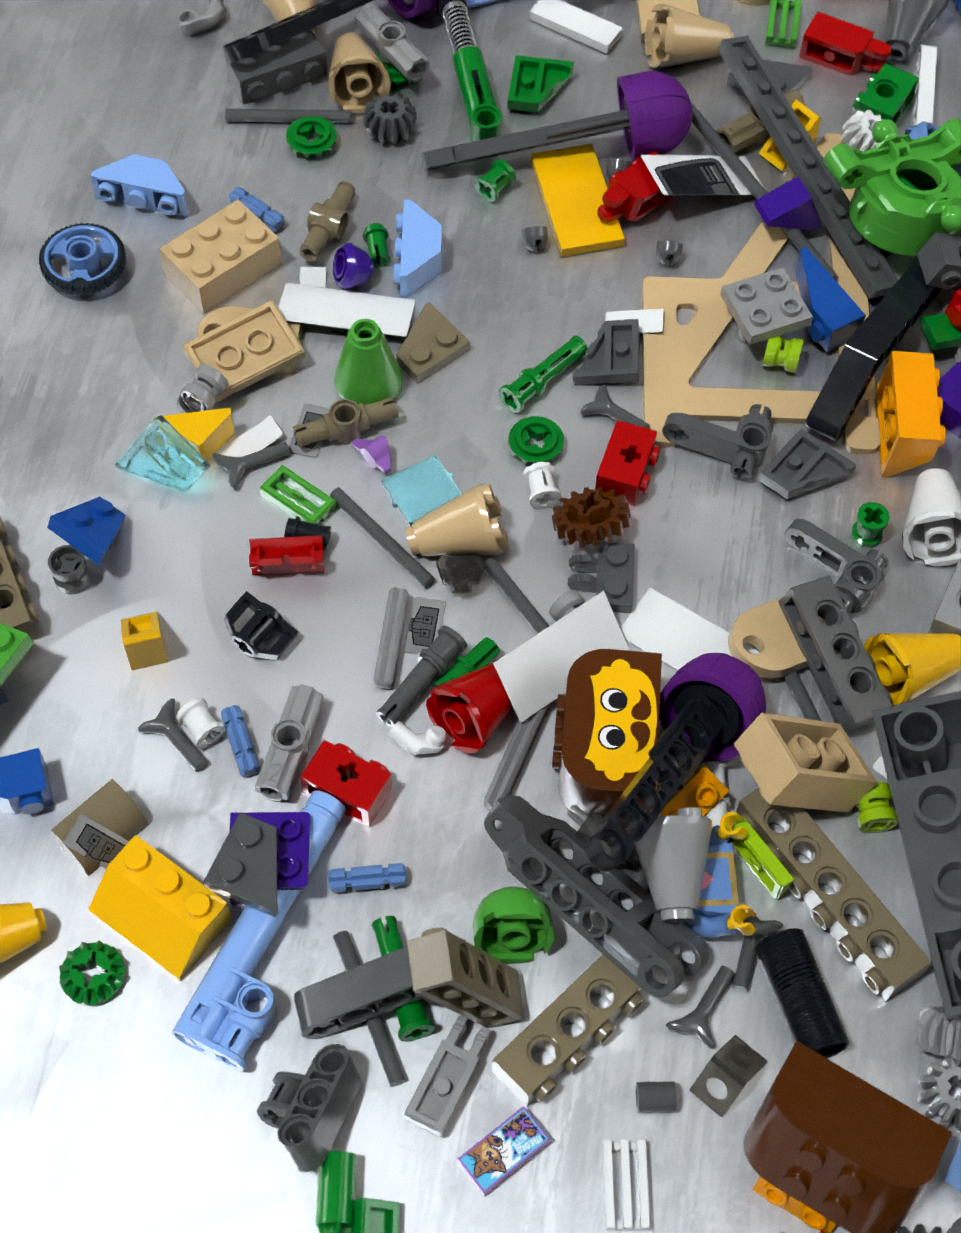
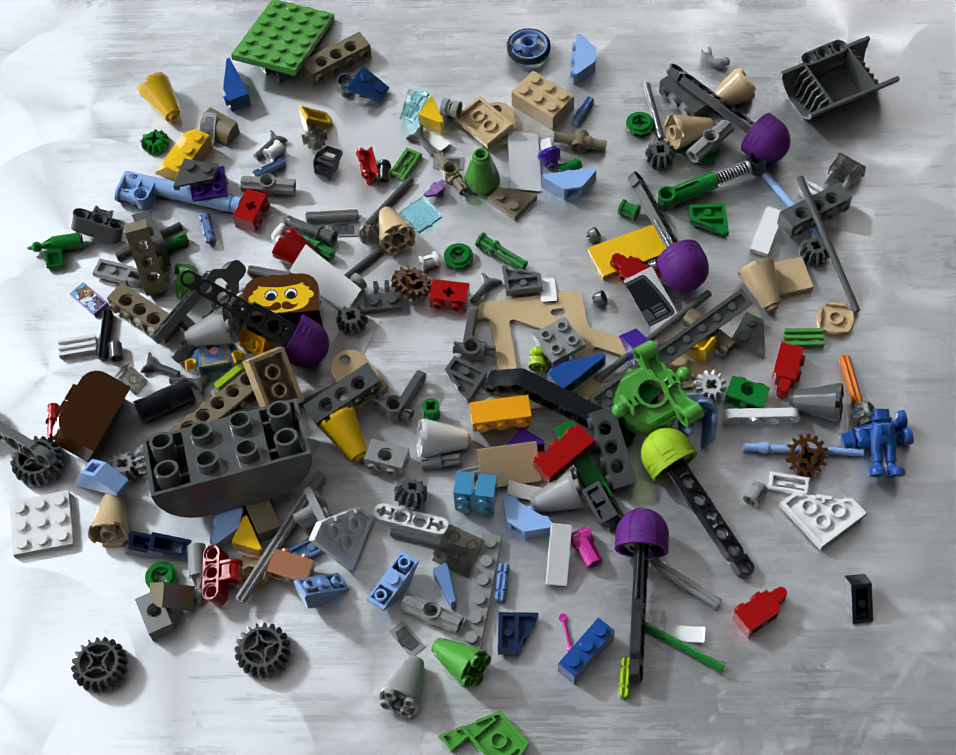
camera: 85 degrees right, 0 degrees up
(194, 637) = (316, 143): none -> clear smoke brick
(605, 1120) = (104, 334): none -> black axle
(656, 626) = (352, 320): none -> dark grey gear

